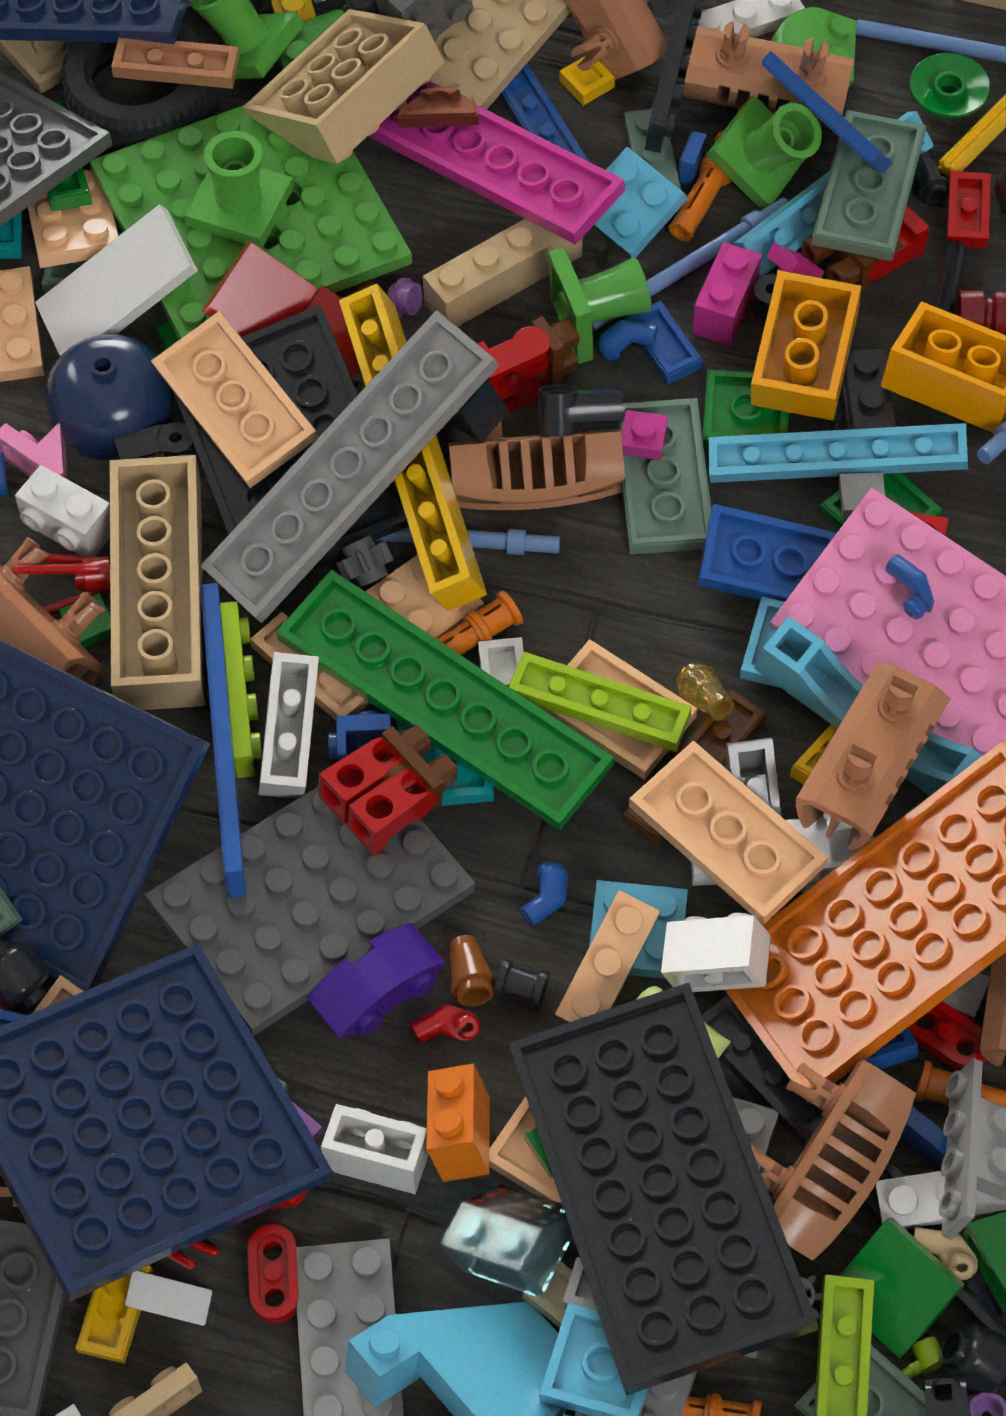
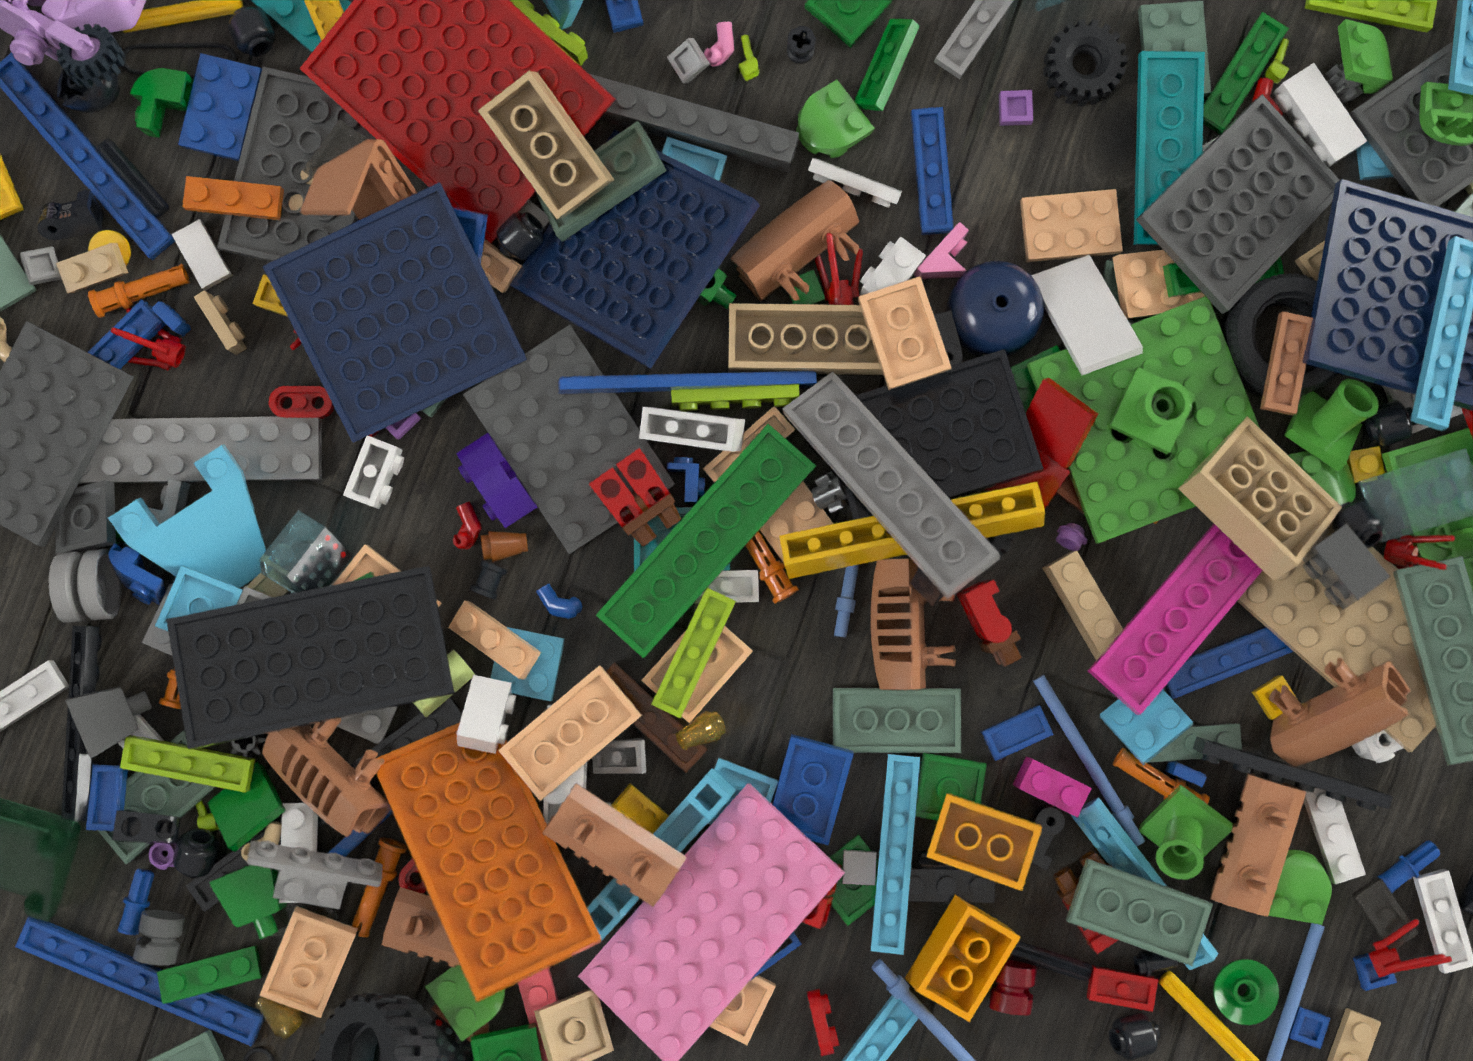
camera: 95 degrees right, 25 degrees up
(148, 469) = (904, 333): none -> light nougat plate
(168, 1298) = (287, 337): white sticker -> none
(235, 399) = (965, 399): light nougat plate -> none
(438, 108) = (1228, 572): copper plate -> none
(458, 1122) = (384, 528): orange brick -> none
(567, 409) = (931, 649): black piece -> none
(595, 298) = (1048, 684): bright green plant -> none
(623, 334) = (1020, 702): blue arm -> none
(644, 434) = (926, 708): dark pink plate -> none
(793, 261) = (1075, 842): dark pink plate -> none
(826, 113) = (1200, 885): blue tile -> none
(917, 584) = (756, 894): blue arm -> none
(981, 25) = (1309, 1027): none -> blue tile

